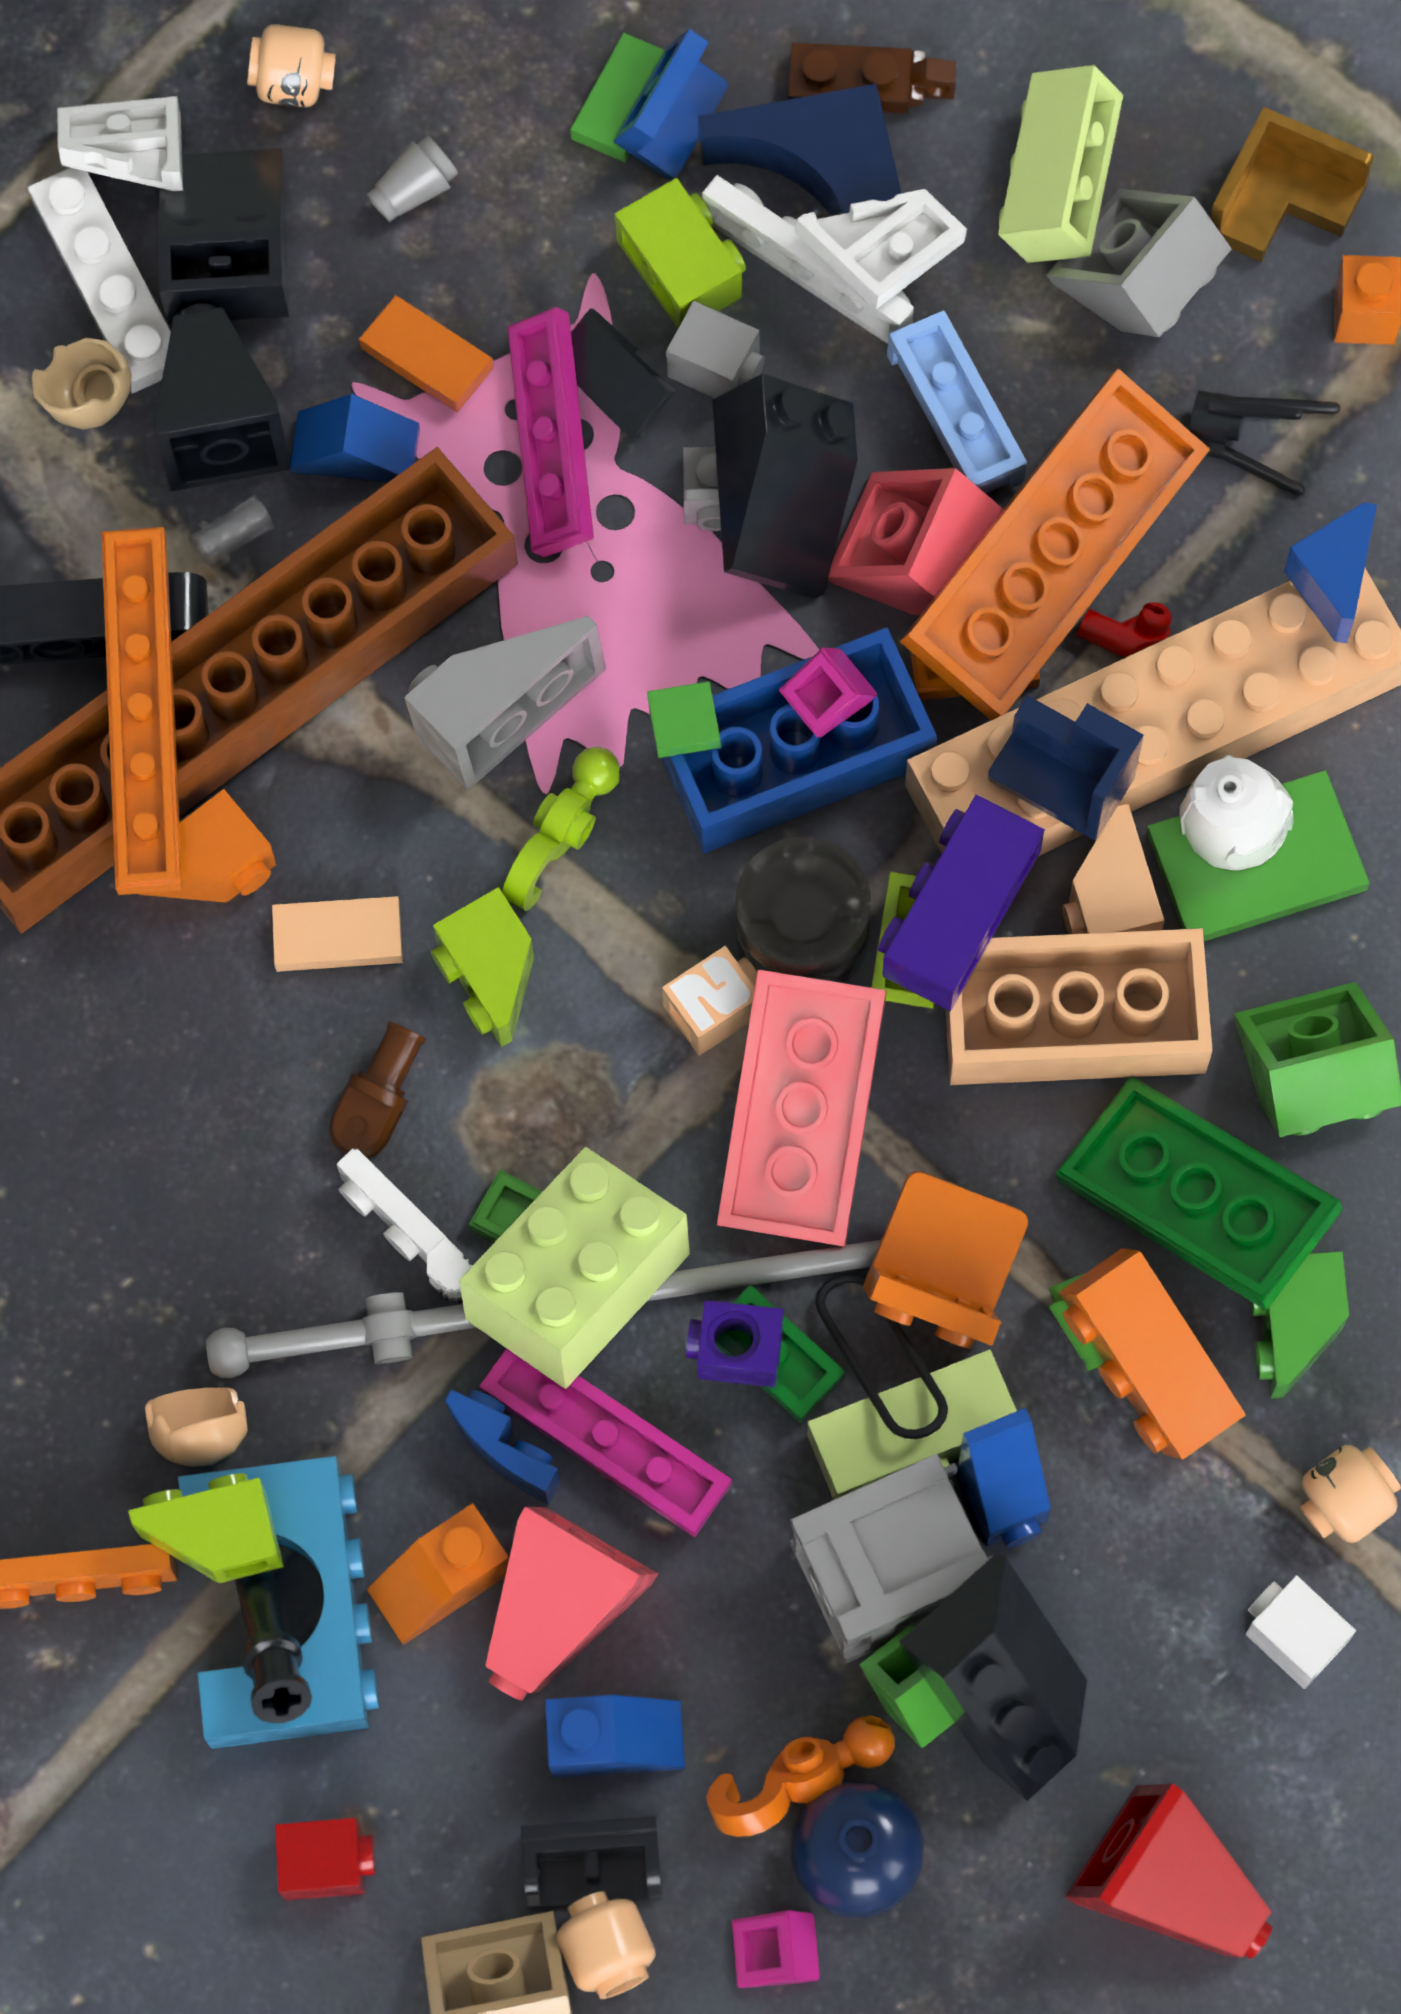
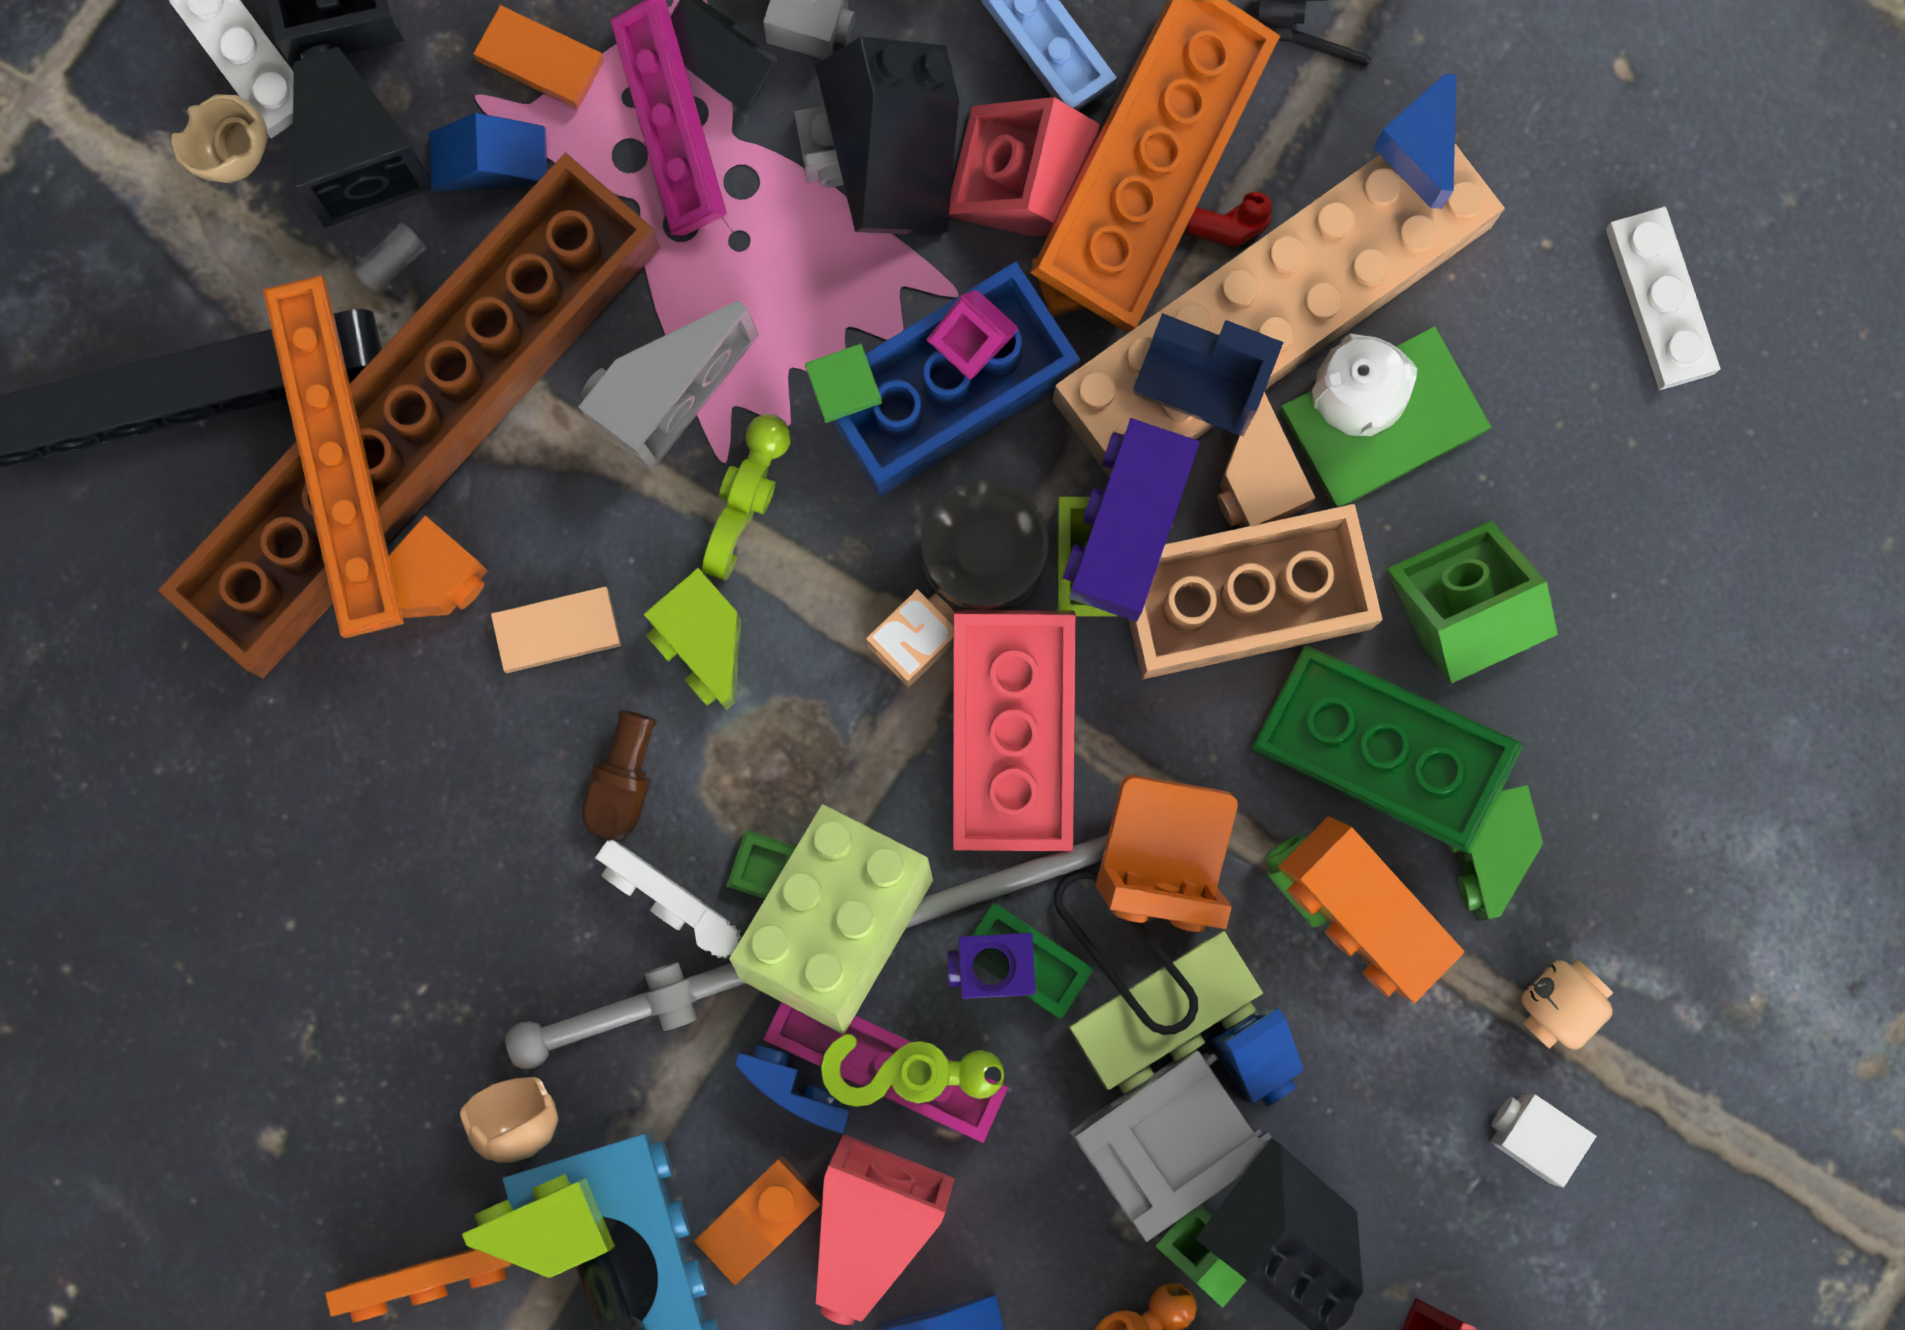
camera: 15 degrees left, 10 degrees up
(634, 1439) = (915, 1071): none -> lime piece

